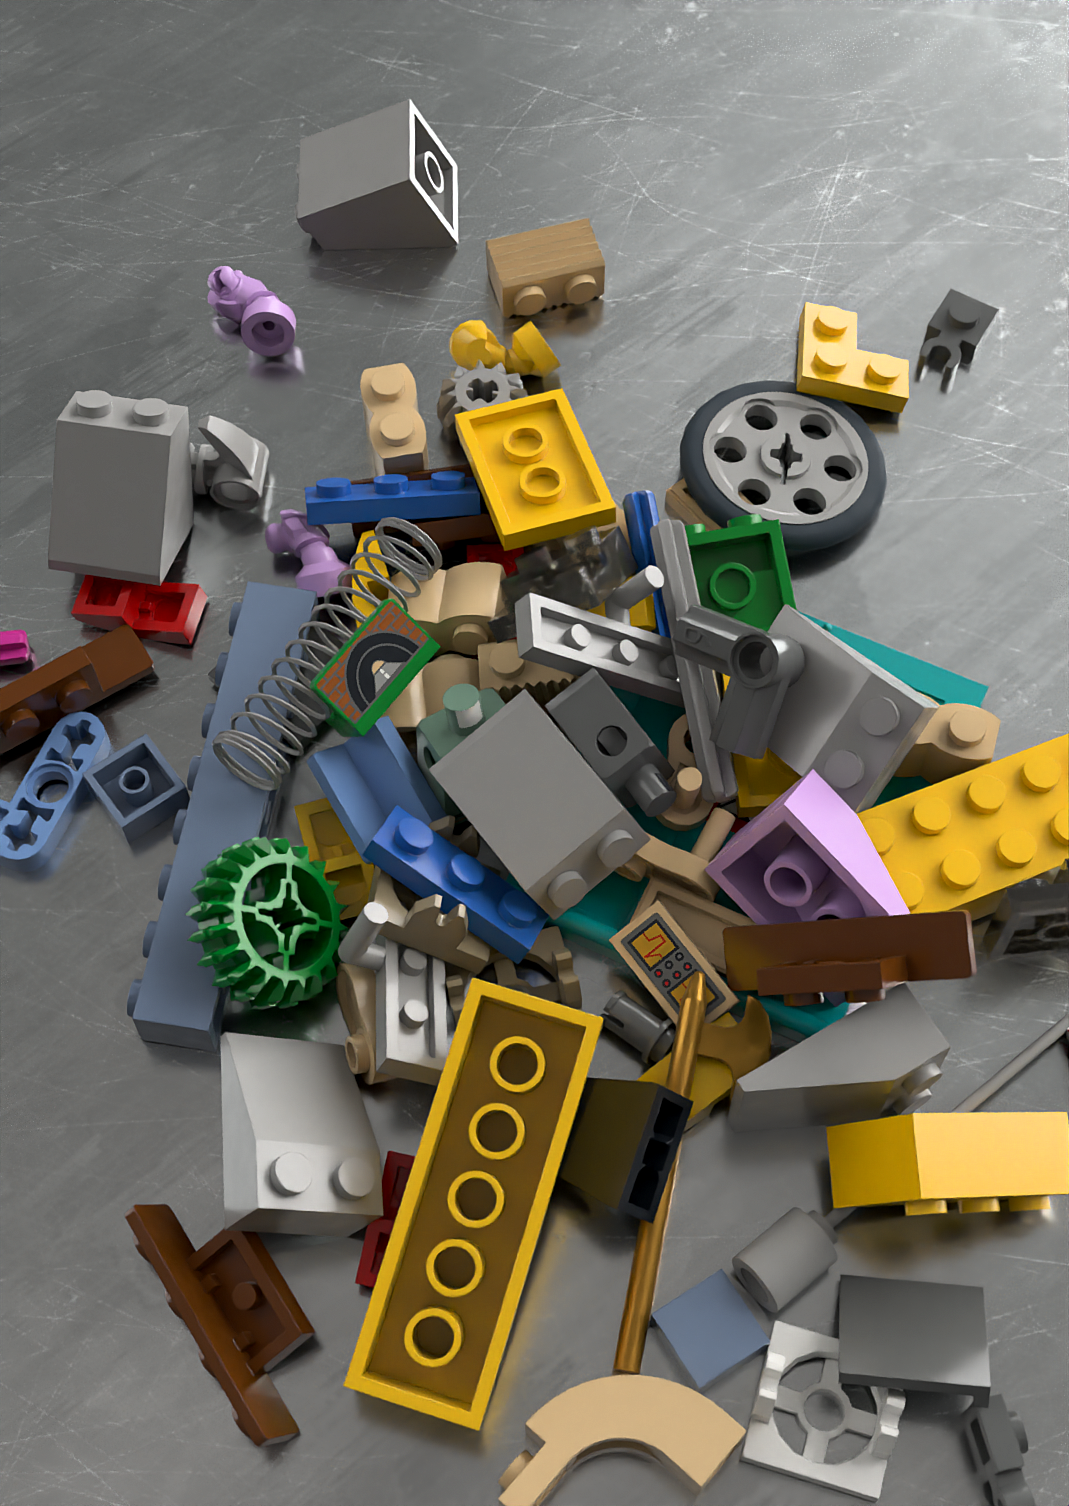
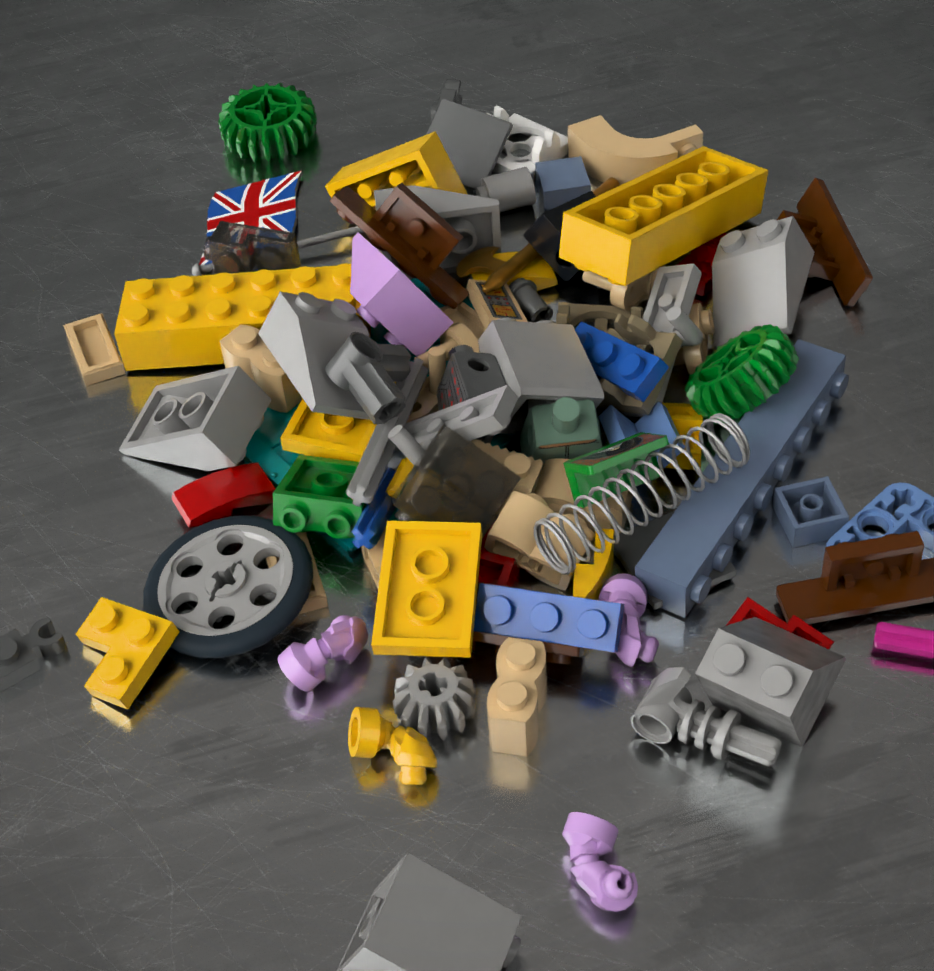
camera: 155 degrees left, 15 degrees down
(545, 267) = (313, 810): tan brick -> none
(637, 398) = (306, 662): none -> lavender arm
(866, 576) = (221, 491): none -> red slope
(964, 639) = (199, 421): none -> light grey slope

